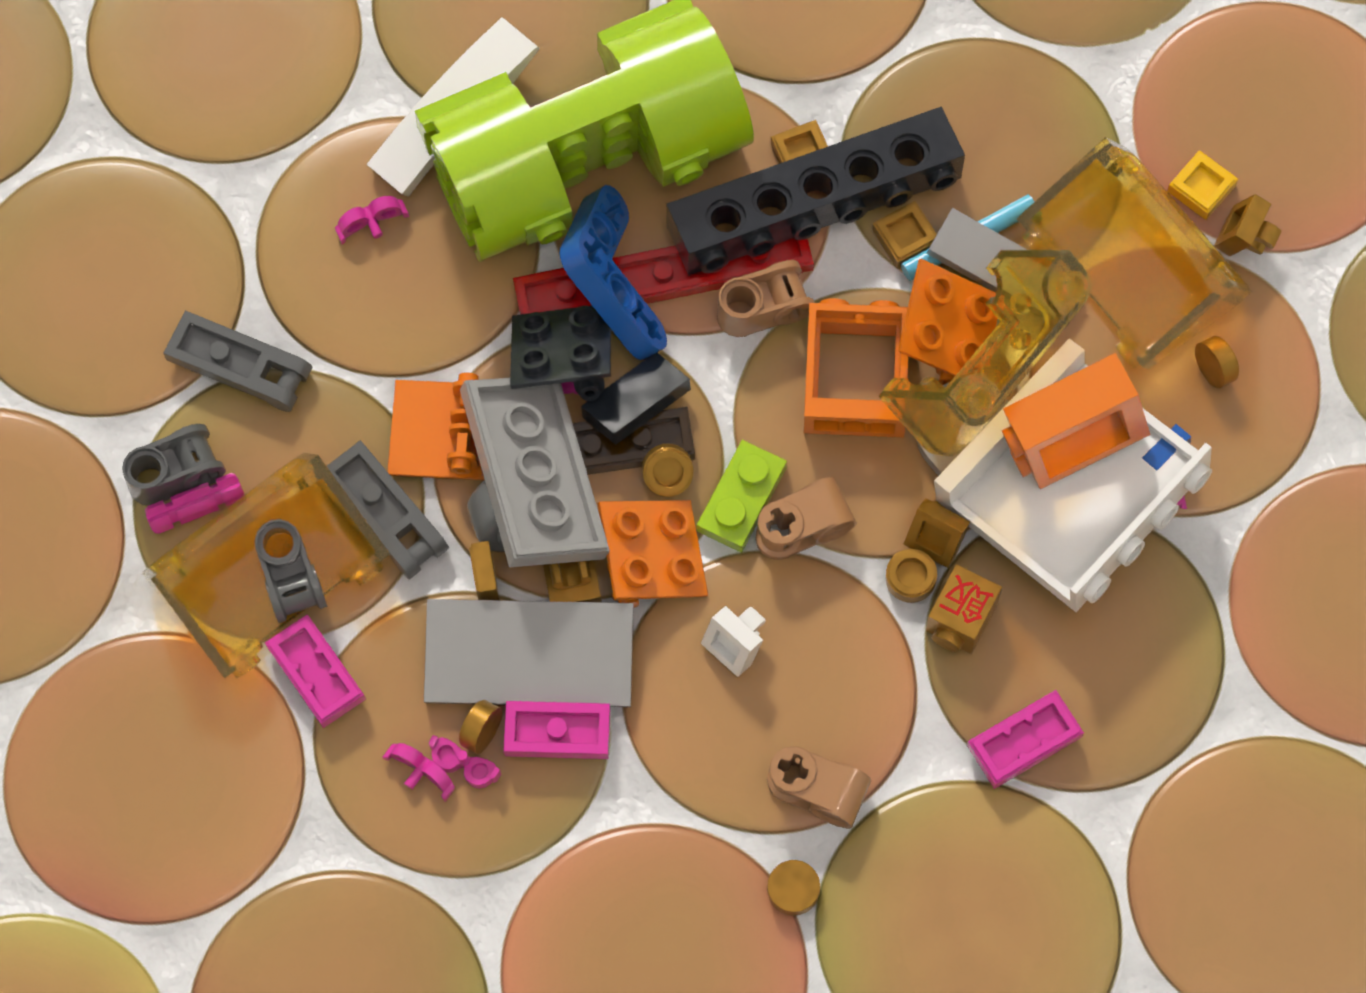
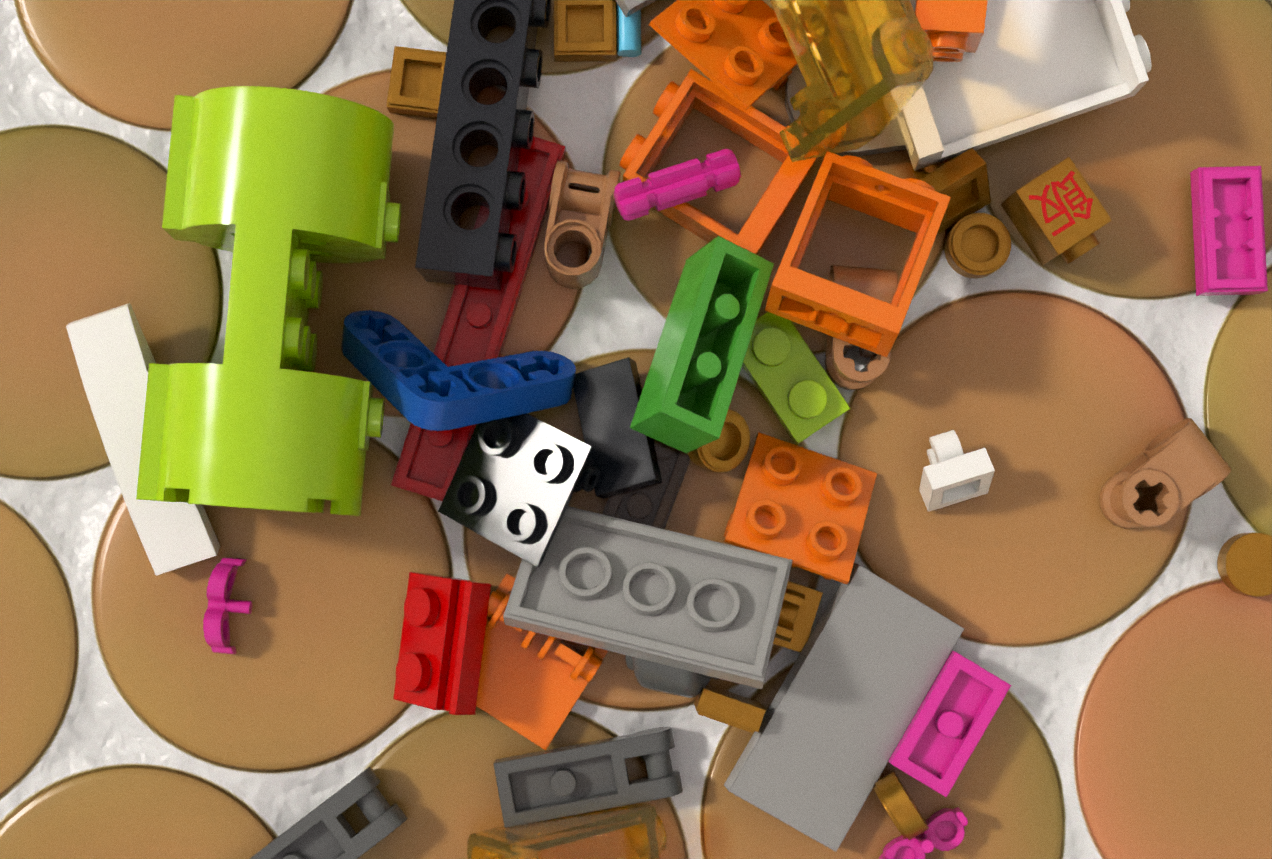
camera: 65 degrees left, 15 degrees up
(424, 362) = (442, 643): none -> red plate
(722, 413) = (702, 346): none -> bright green brick
(795, 483) = (837, 308): none -> orange window
(822, 336) = (677, 184): none -> dark pink axle

